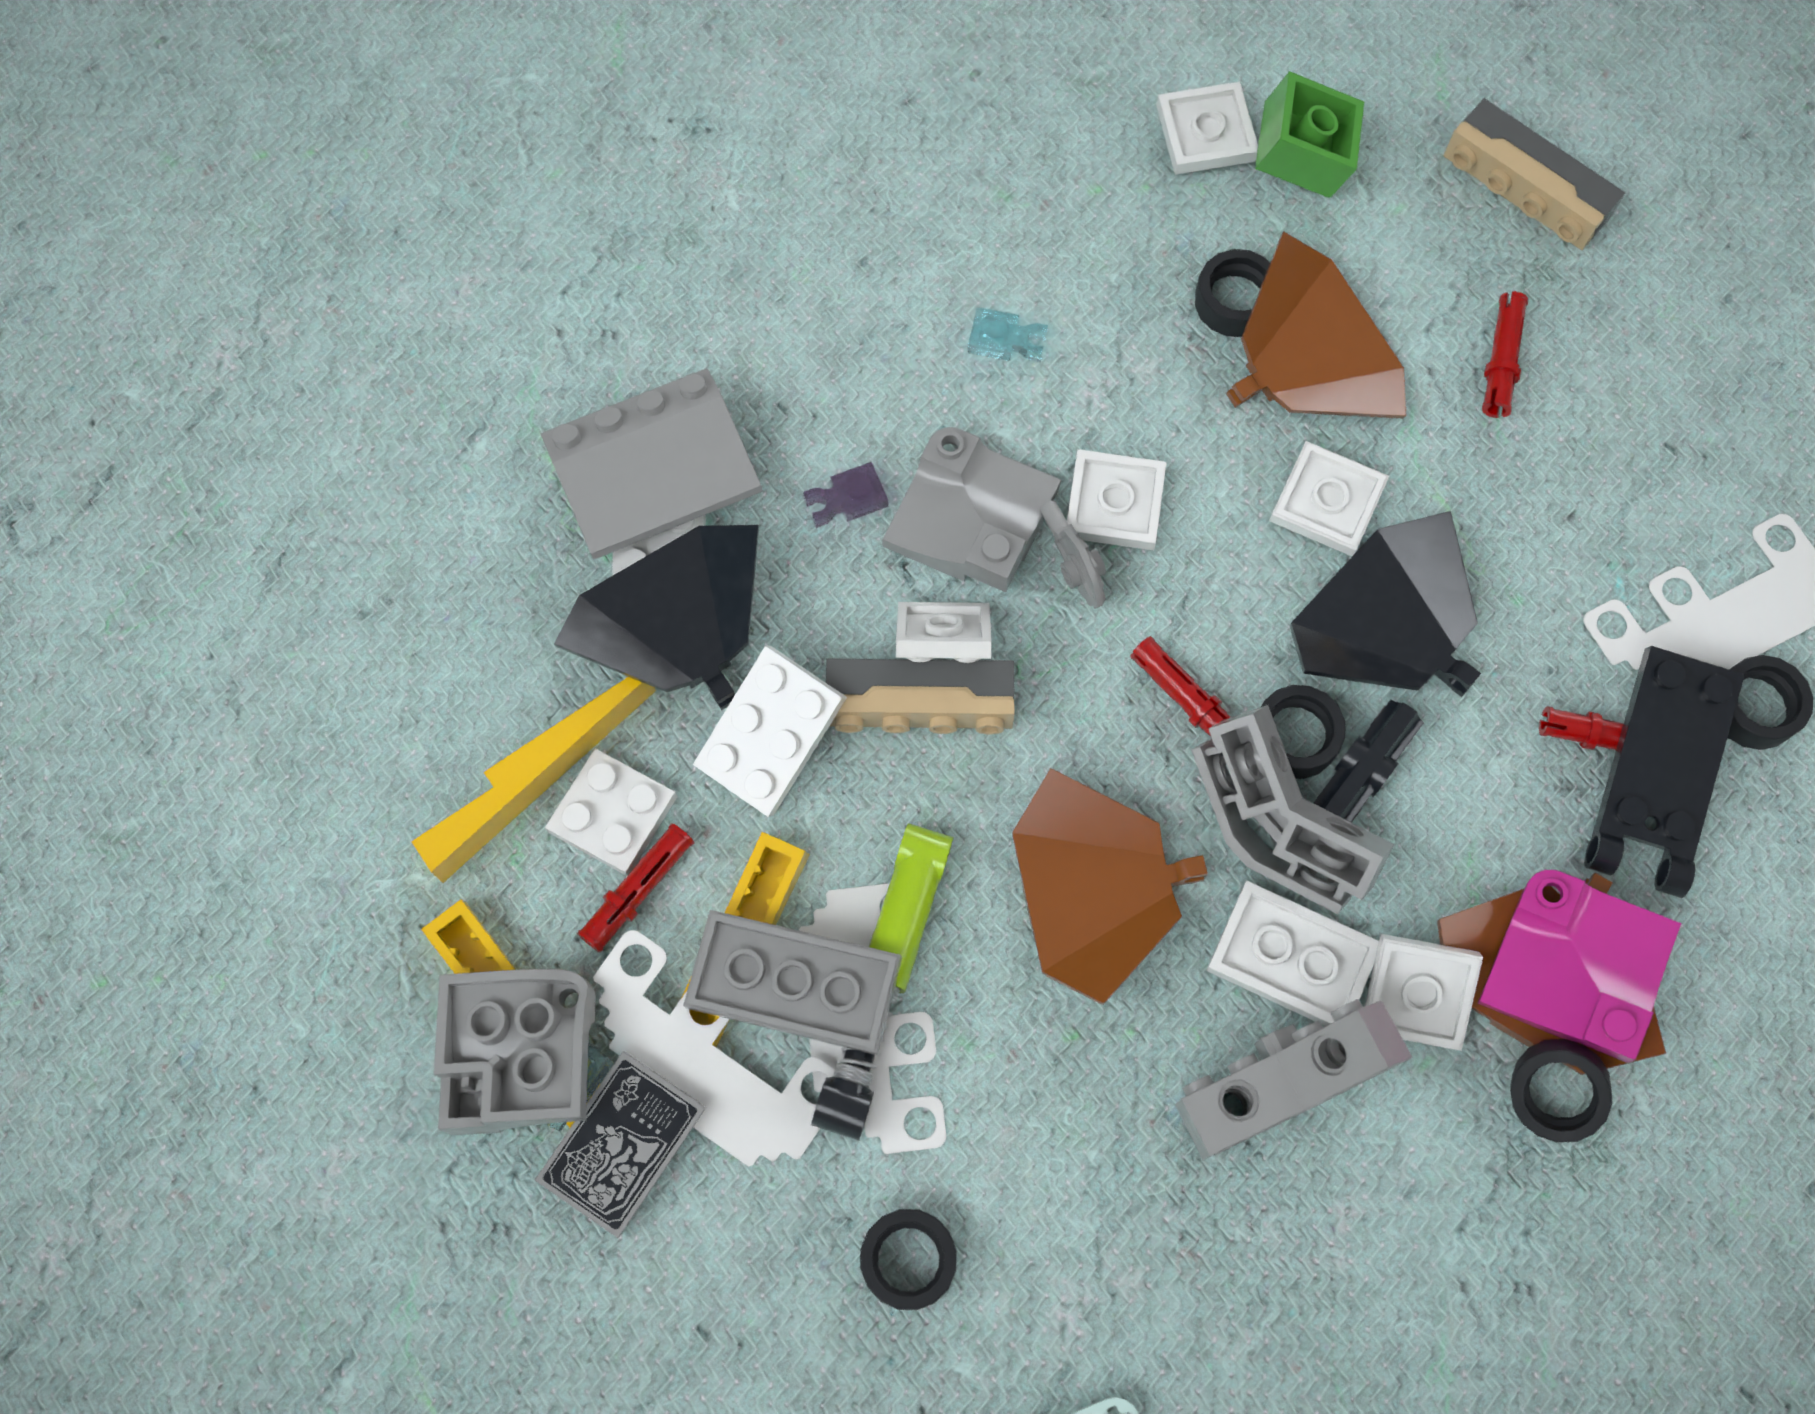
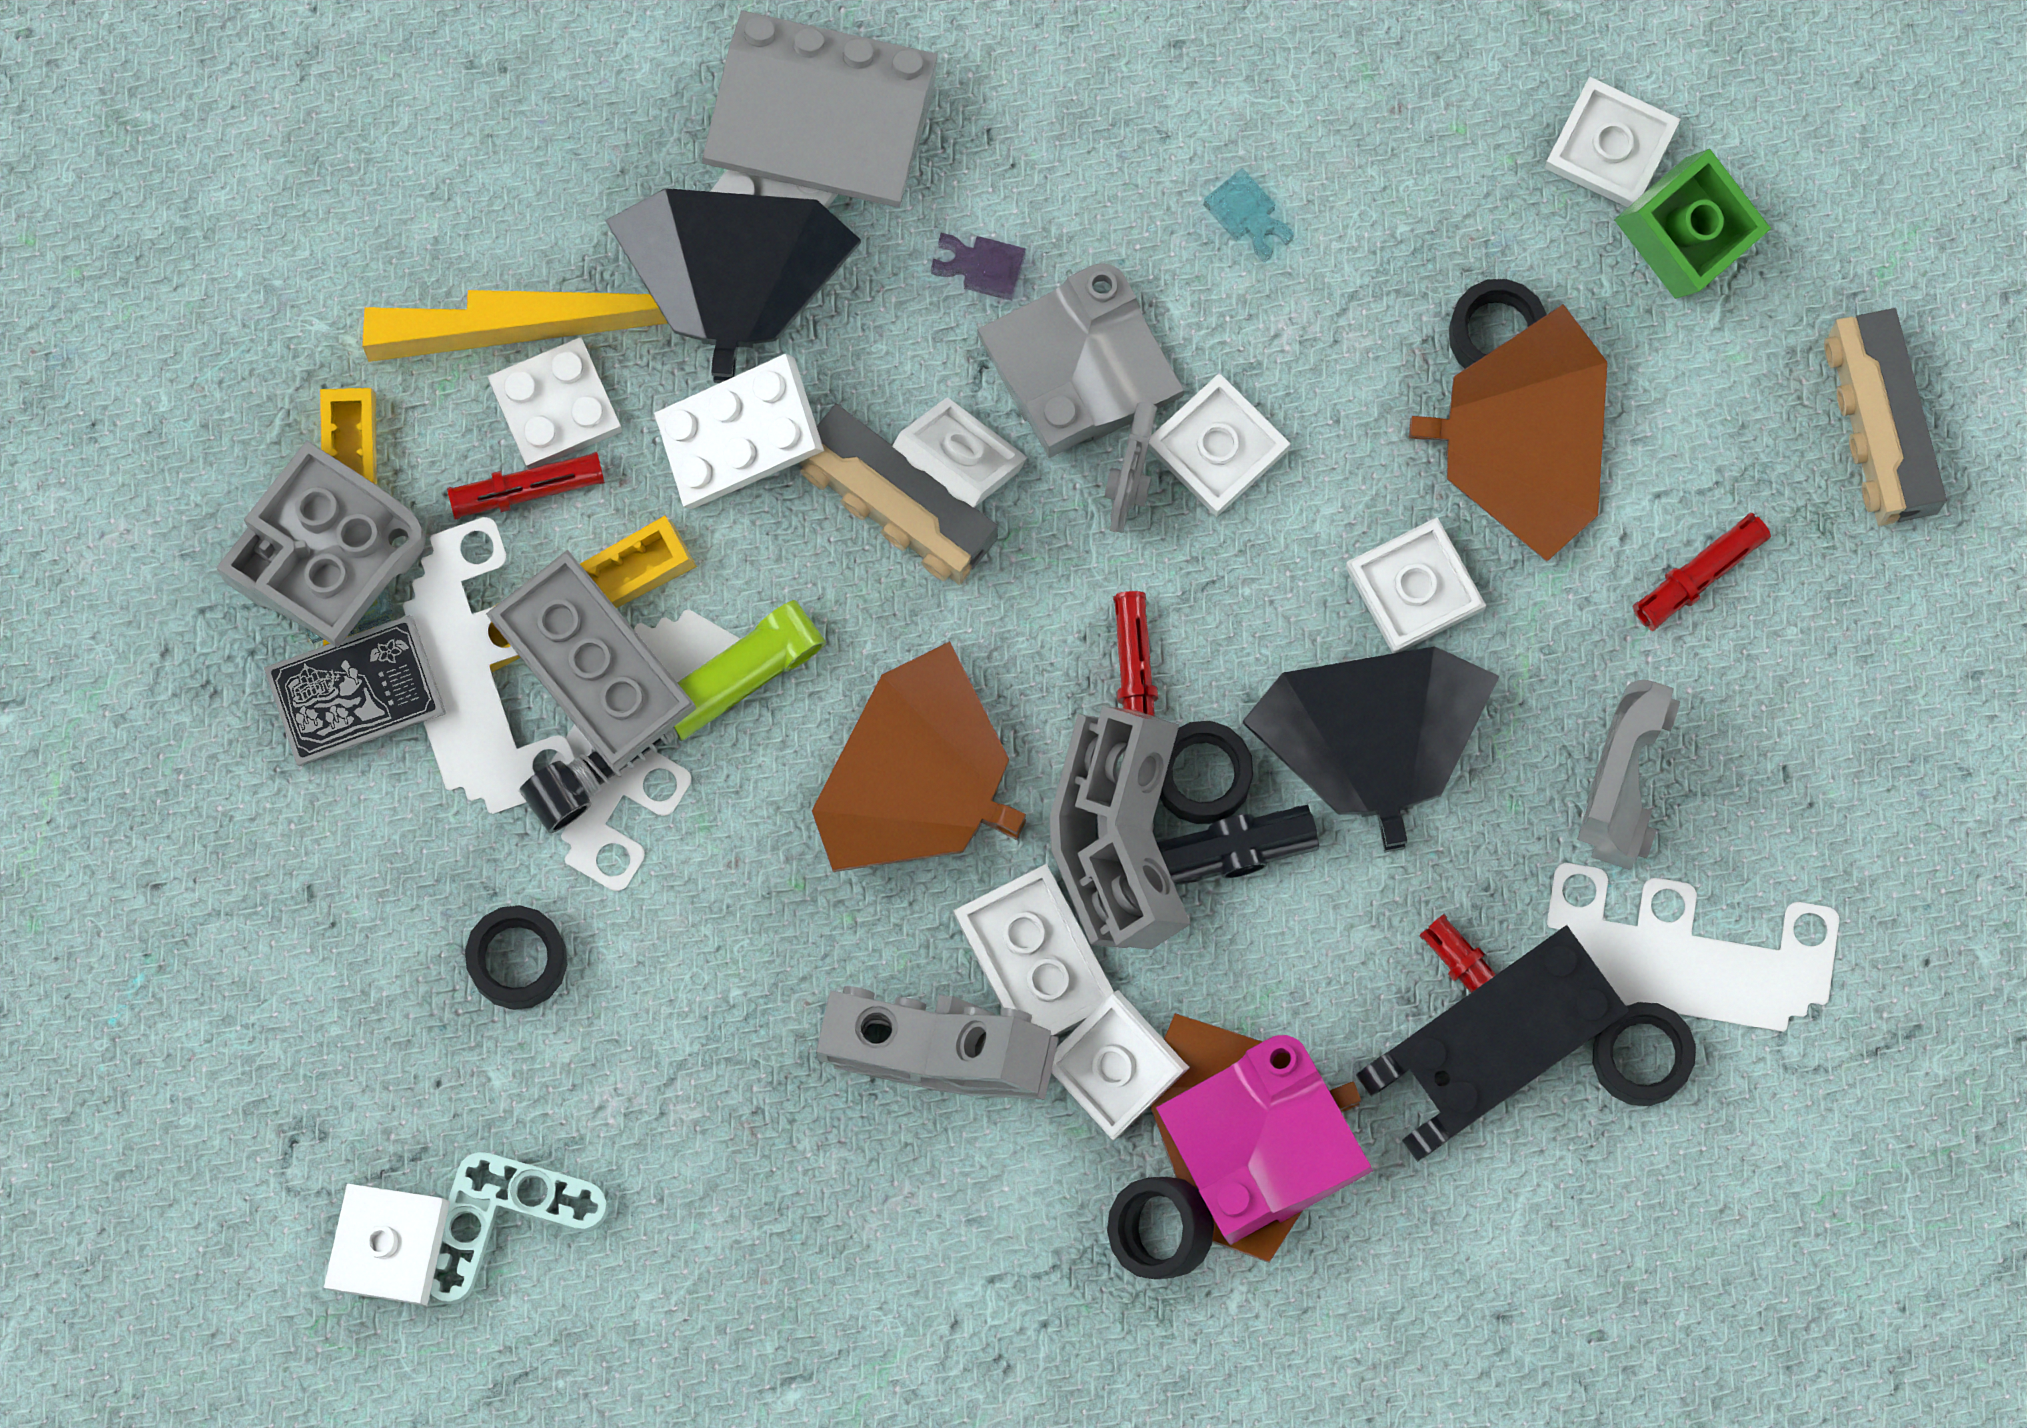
camera: 35 degrees right, 5 degrees up
(1587, 508) = (1614, 810): none -> light grey slope

